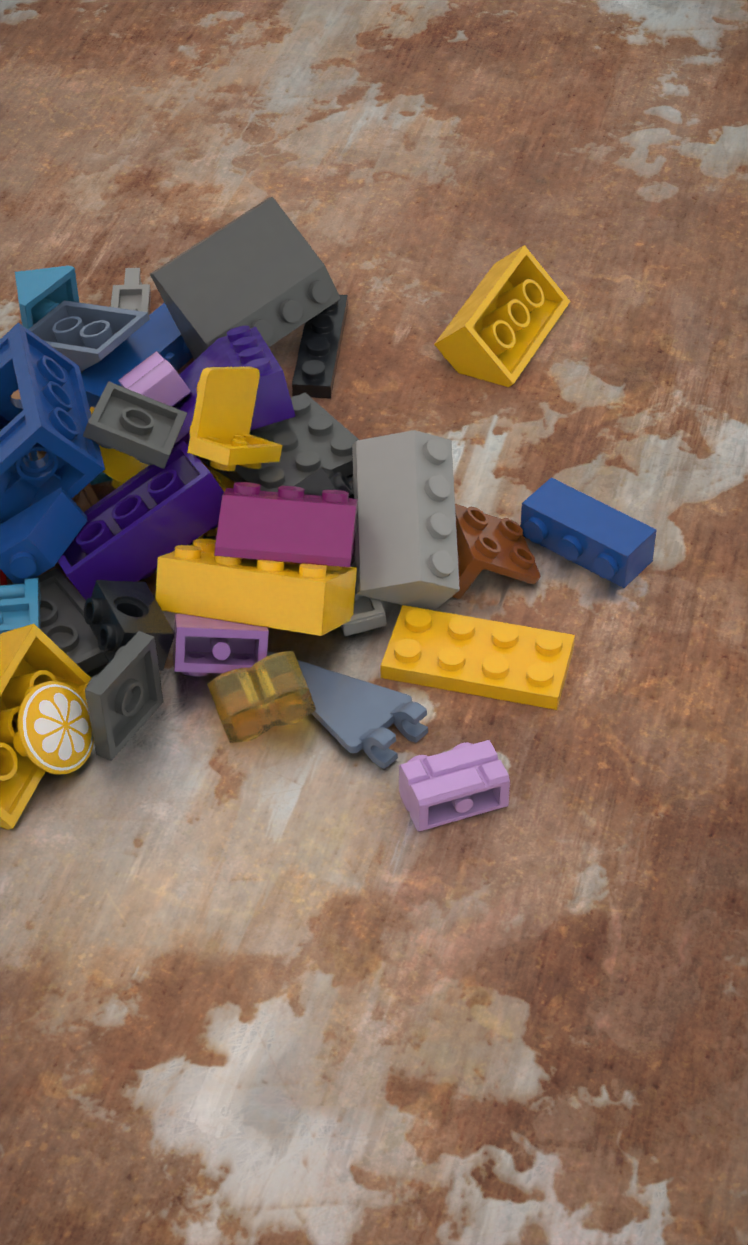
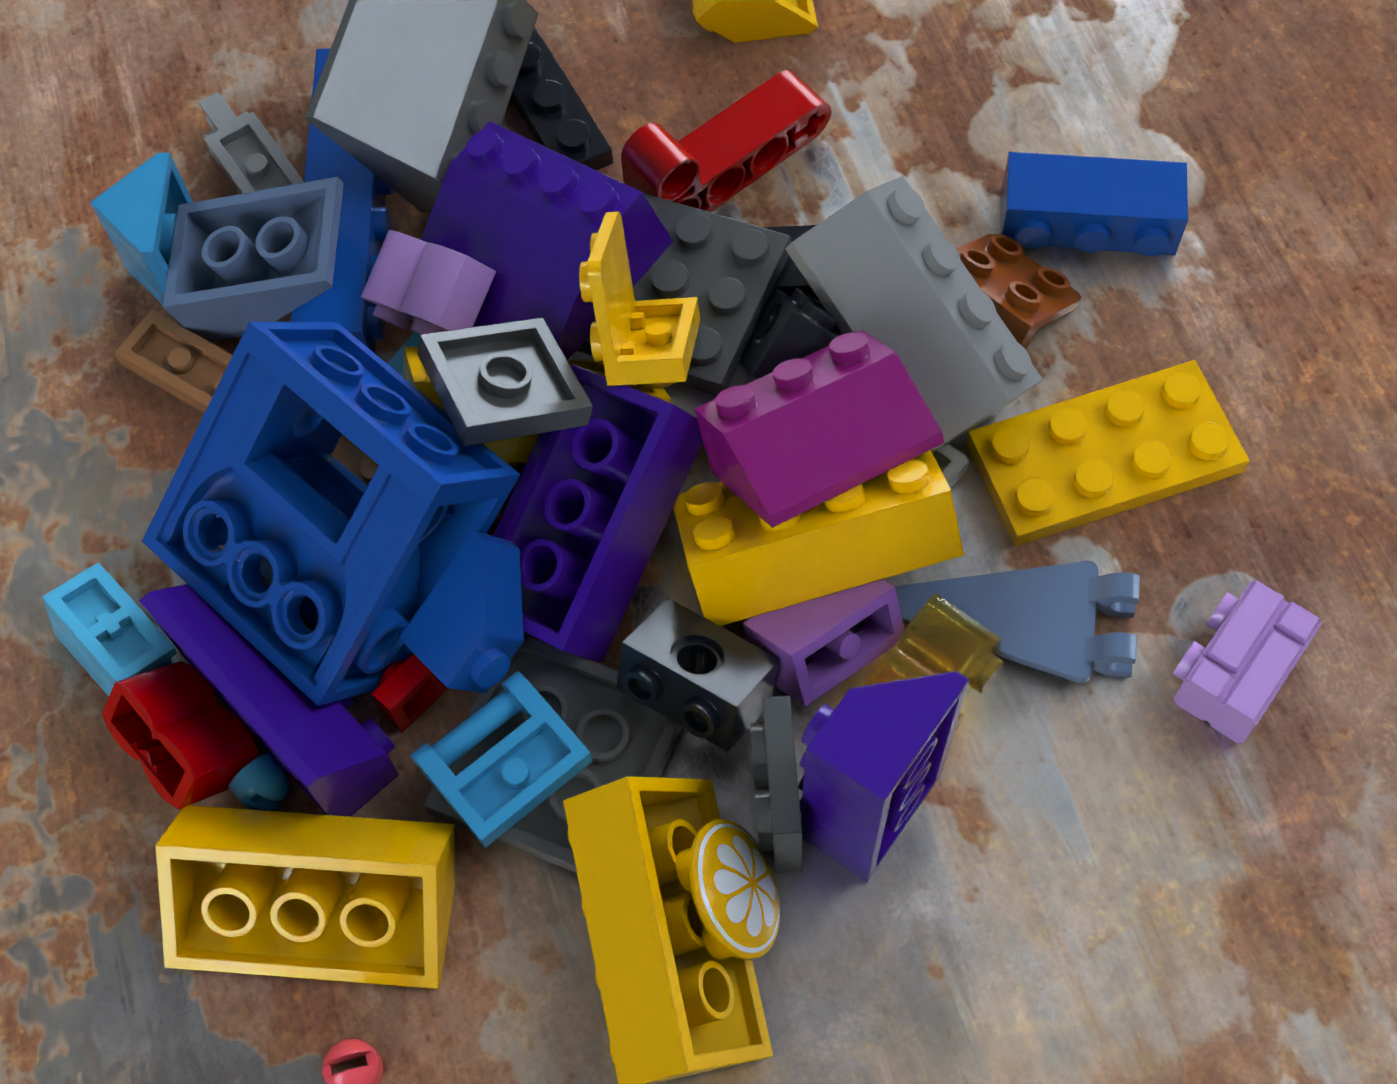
camera: 30 degrees left, 20 degrees up
(170, 688) = (875, 765): none -> dark purple slope
(371, 414) = (727, 149): none -> red beam

